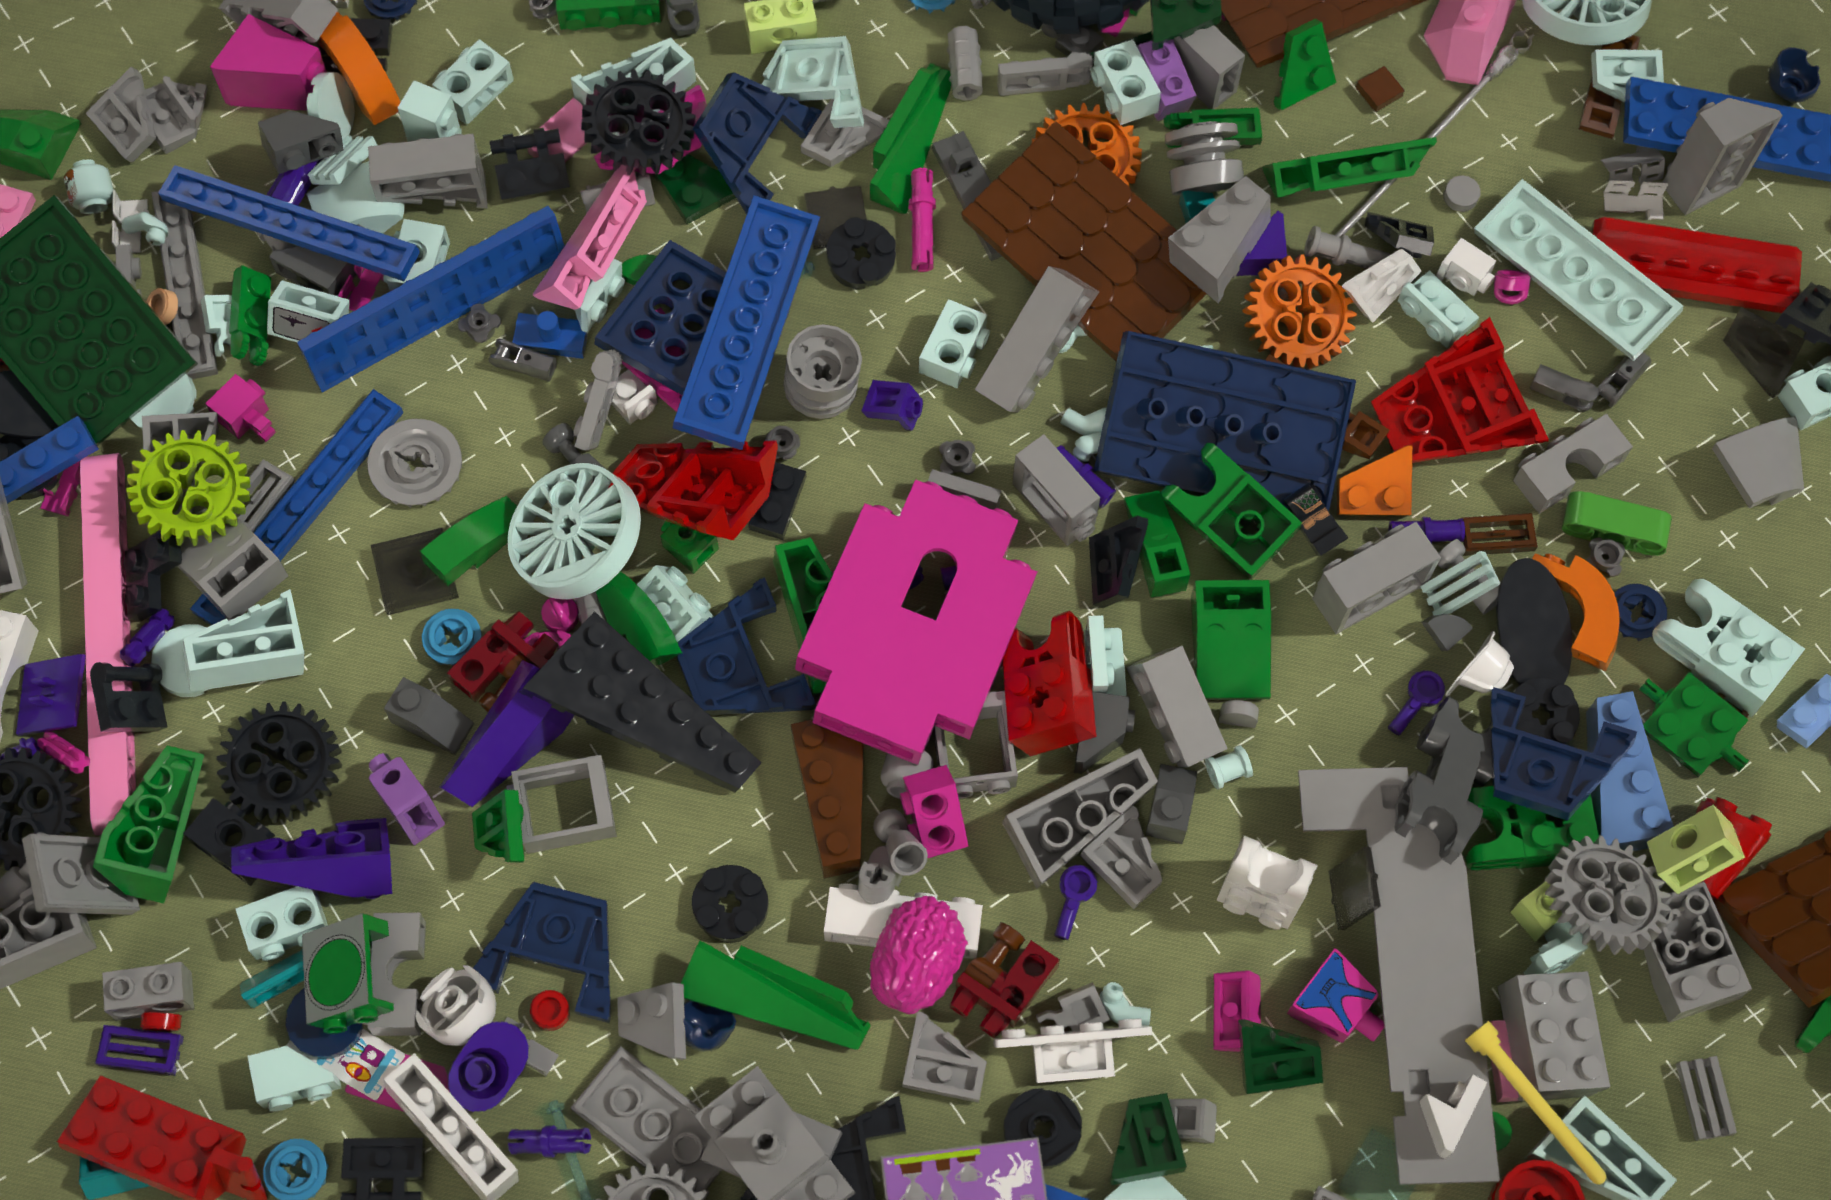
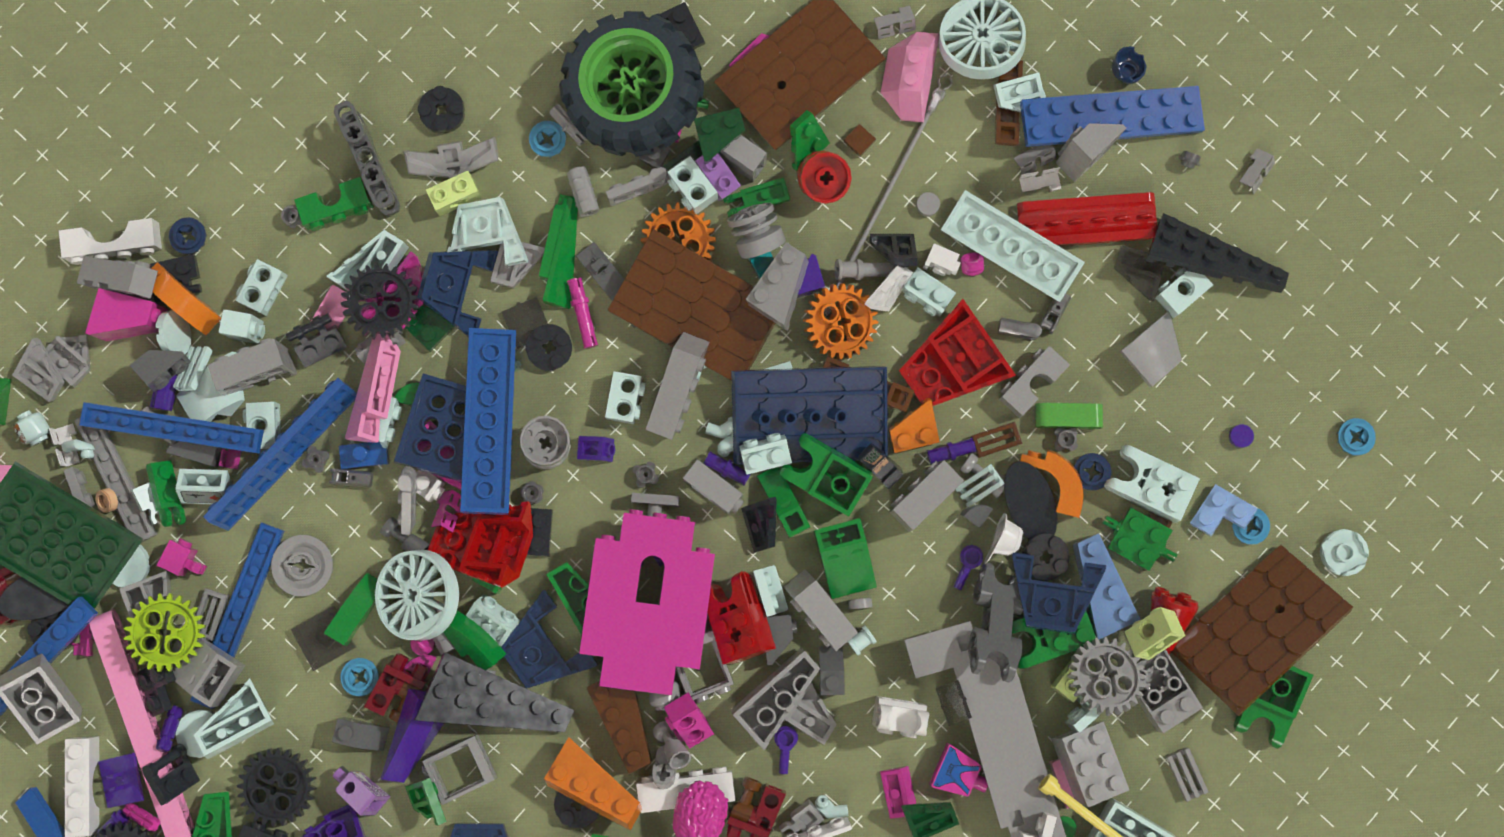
camera: 15 degrees left, 15 degrees up
(652, 441) = (443, 501): none -> dark pink piece
(761, 870) = (589, 784): none -> orange wedge
(1145, 460) = (765, 453): none -> light aqua bracket
(1324, 95) = (837, 179): none -> red wheel
(1347, 167) = (851, 207): green wedge -> none

